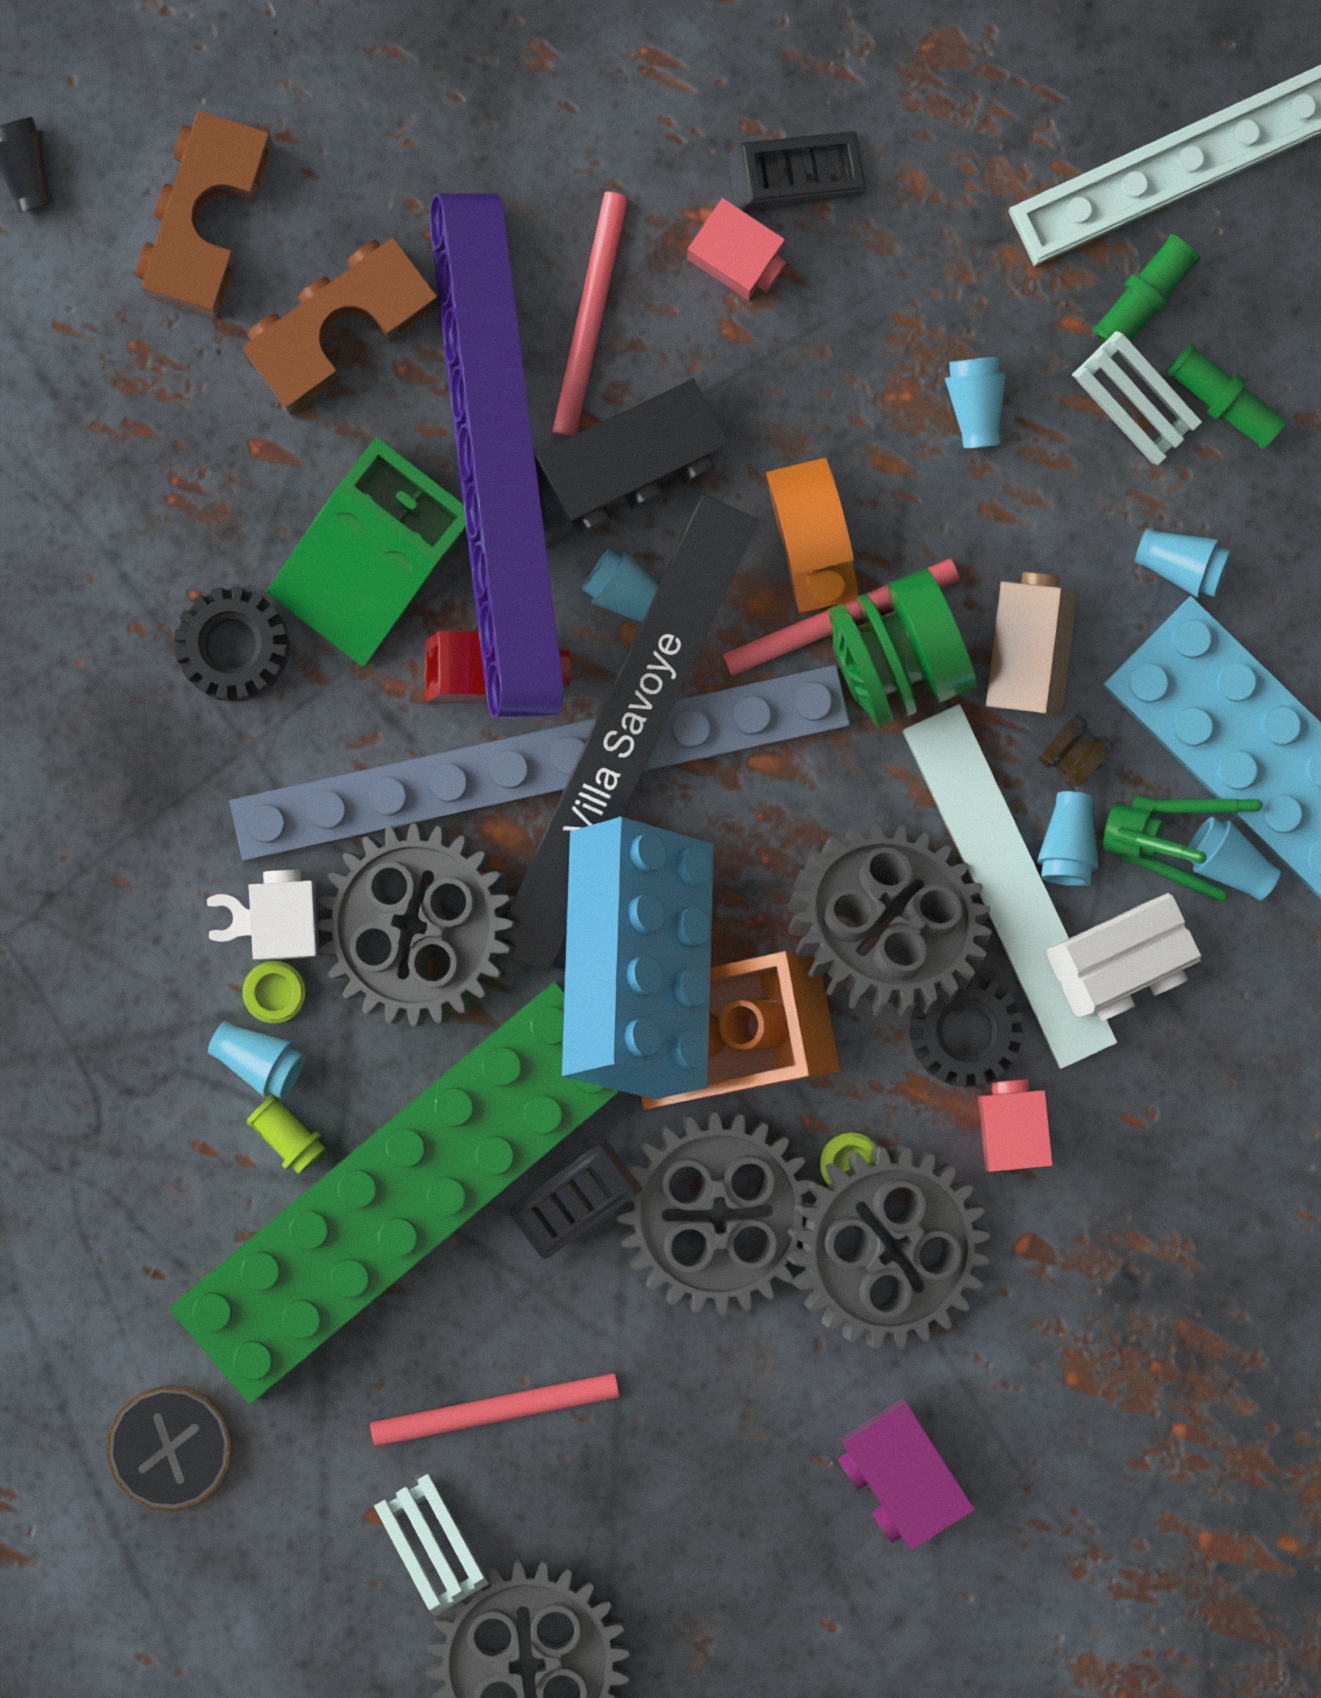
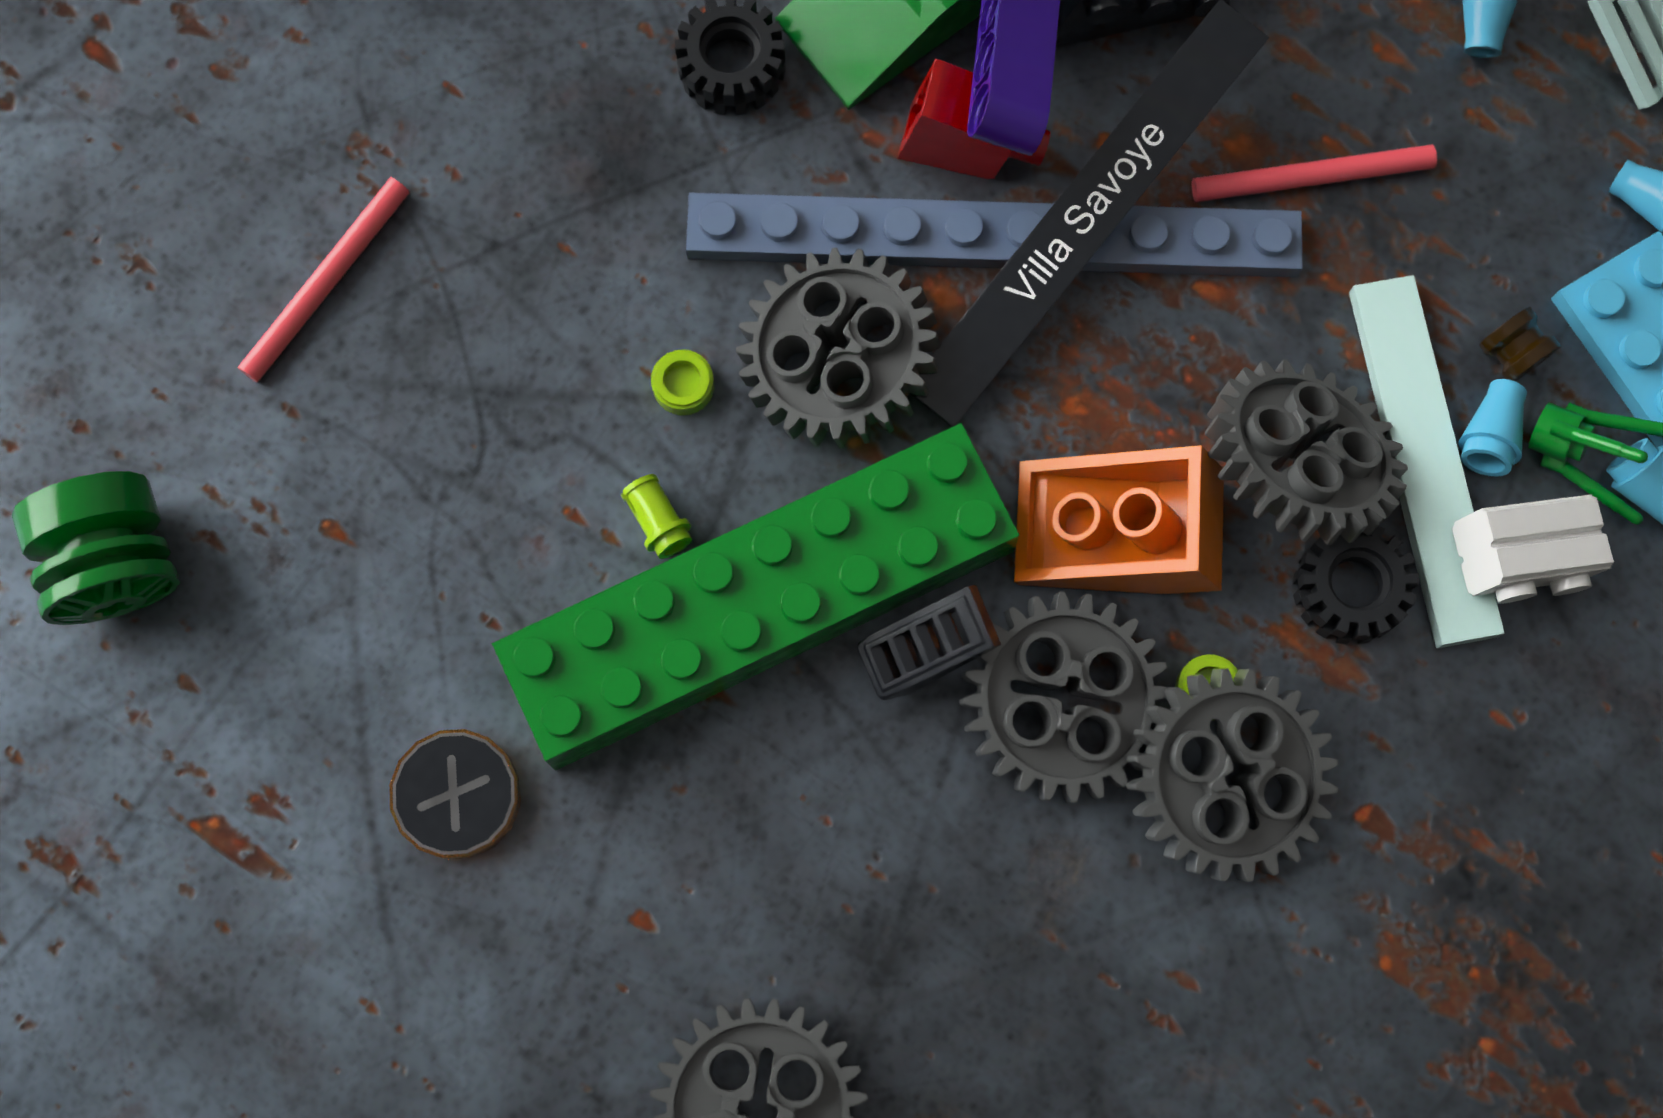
camera: 15 degrees right, 10 degrees down
(259, 1059) = (651, 438): medium azure cone -> none
(279, 917) = (705, 309): white brick -> none
(407, 1502) = (679, 912): light aqua tile -> none
(494, 1409) = (791, 841): coral bar -> none
(620, 585) = (1109, 88): medium azure cone -> none
(638, 959) = (1051, 418): dark azure brick -> none
(813, 534) = (1312, 85): orange brick -> none
(901, 648) = (1377, 199): green wheel -> none
(905, 1475) = (1199, 1014): magenta brick -> none
(1014, 1127) = (1385, 689): coral brick -> none
(1032, 645) = (1499, 233): brick -> none

